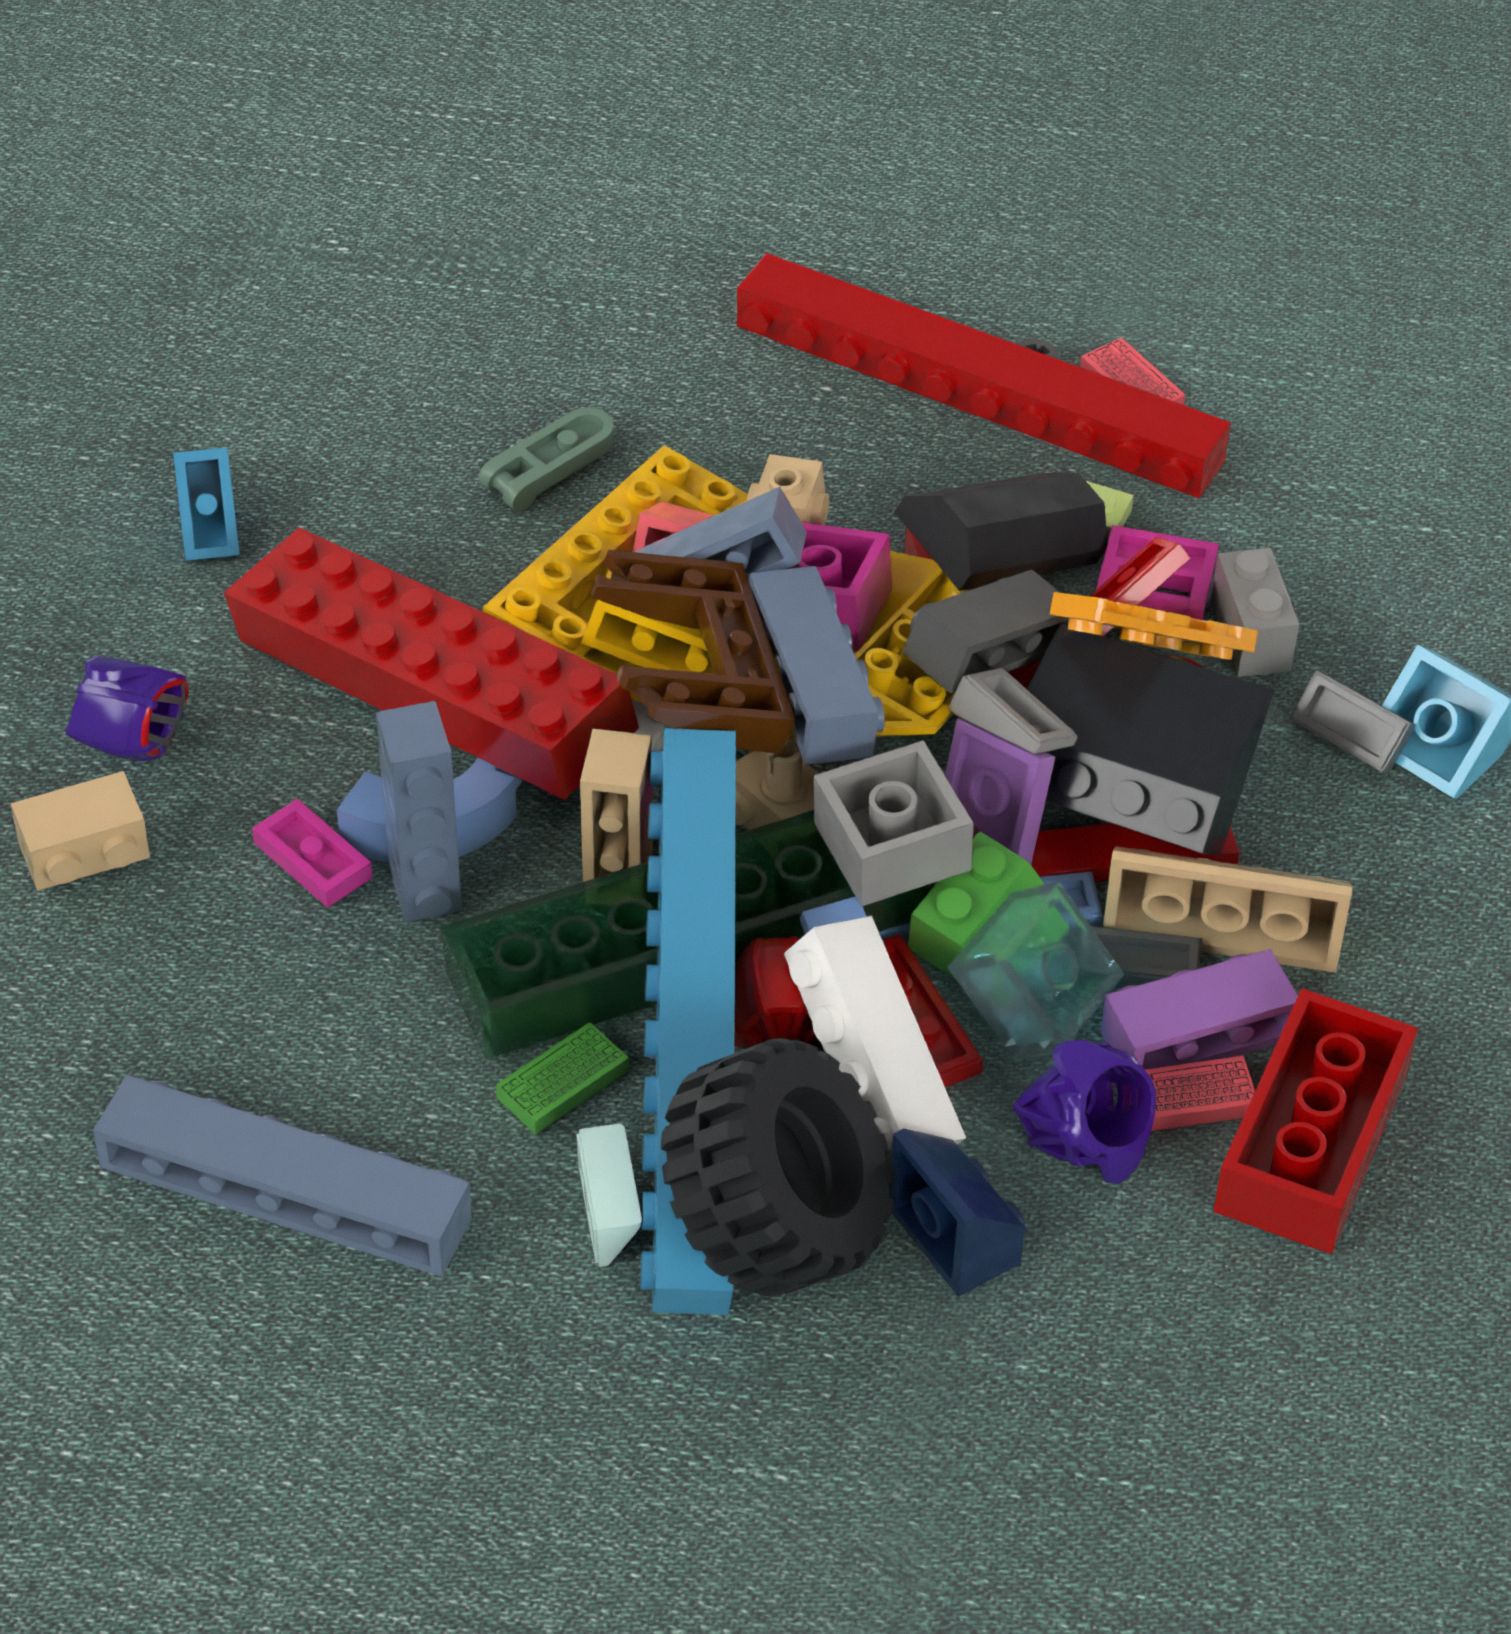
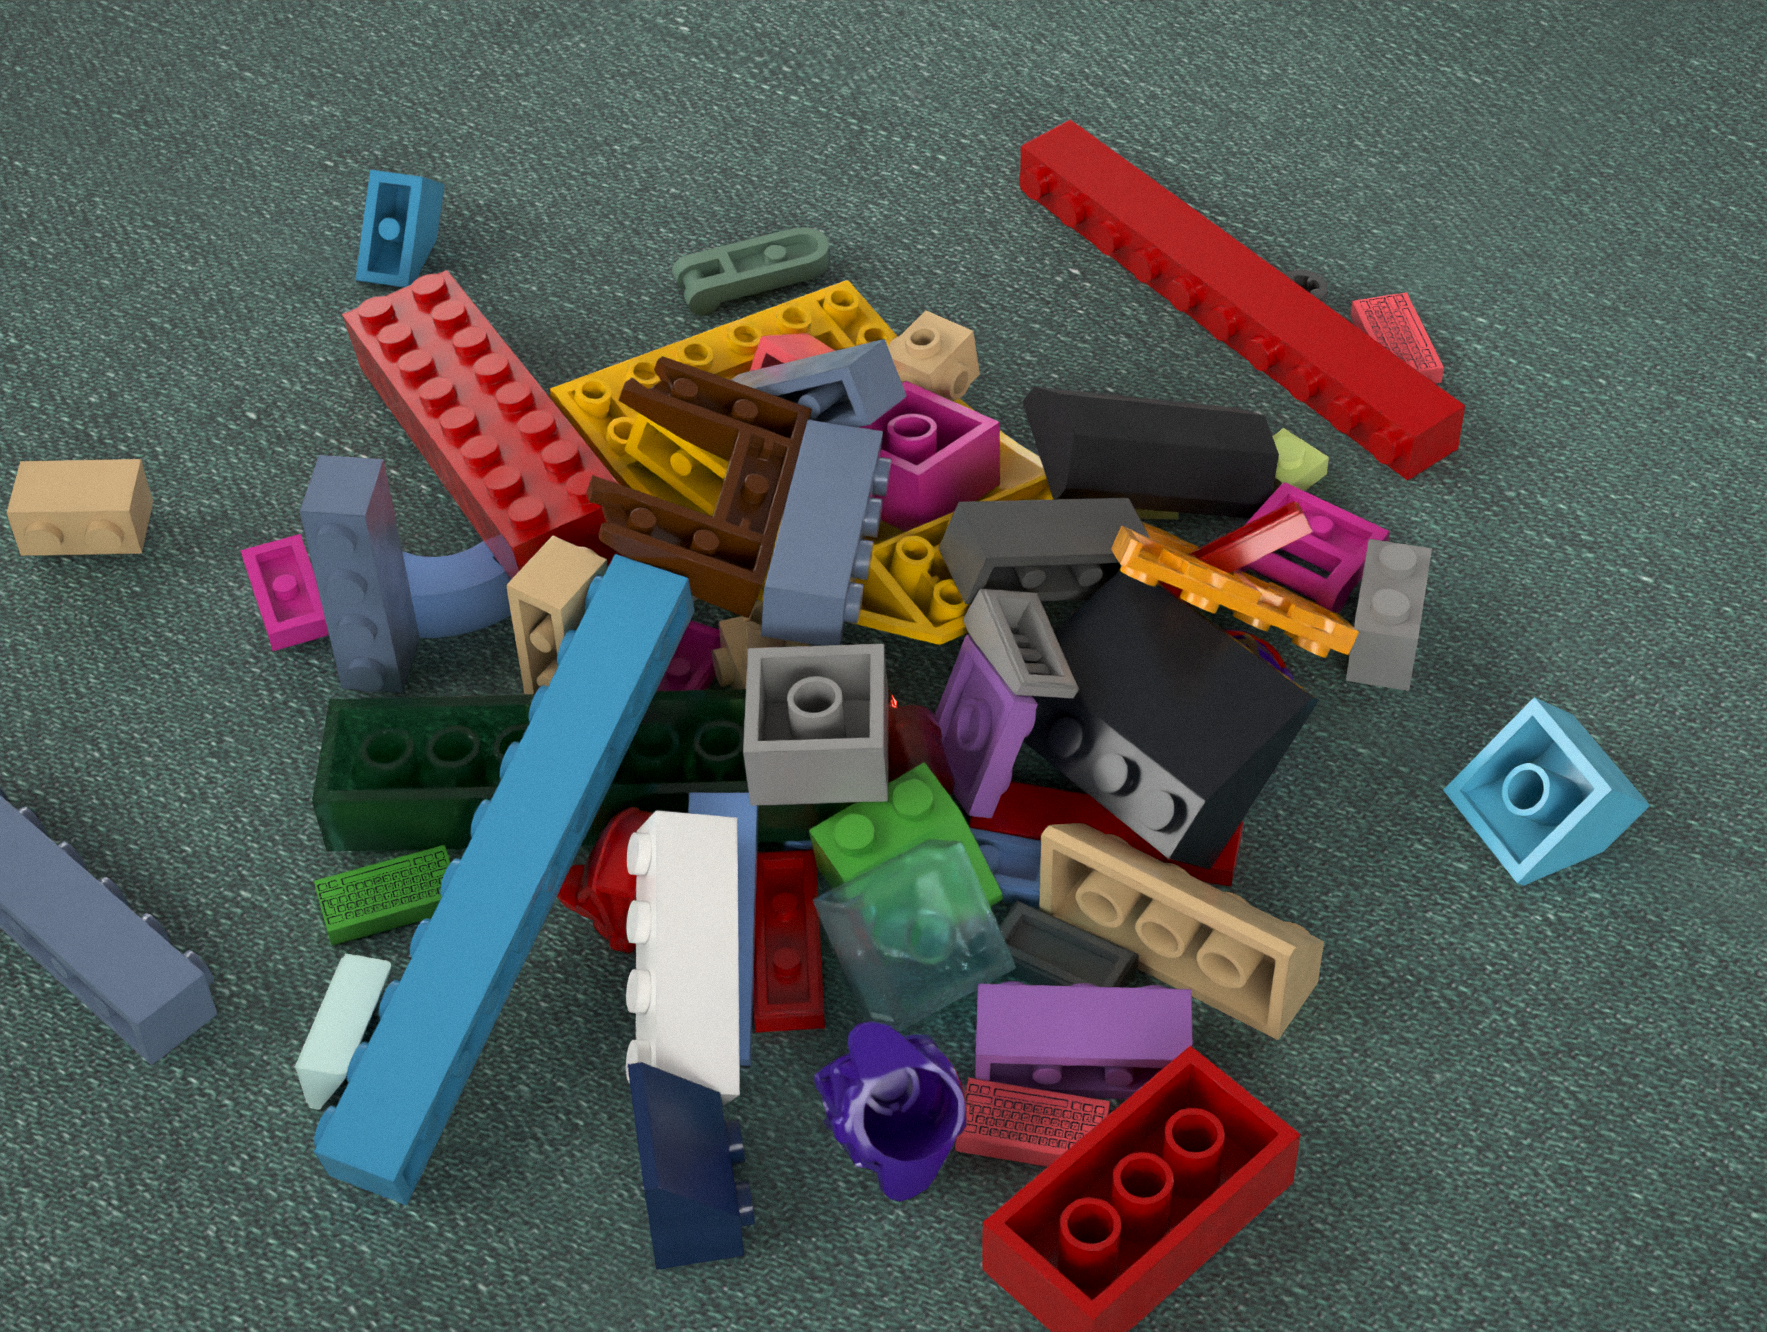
camera: 25 degrees right, 0 degrees up
(127, 708) = (192, 400): dark purple piece -> none
(777, 1167) = (406, 1073): black tyre -> none
(1352, 722) = (1438, 765): tile -> none

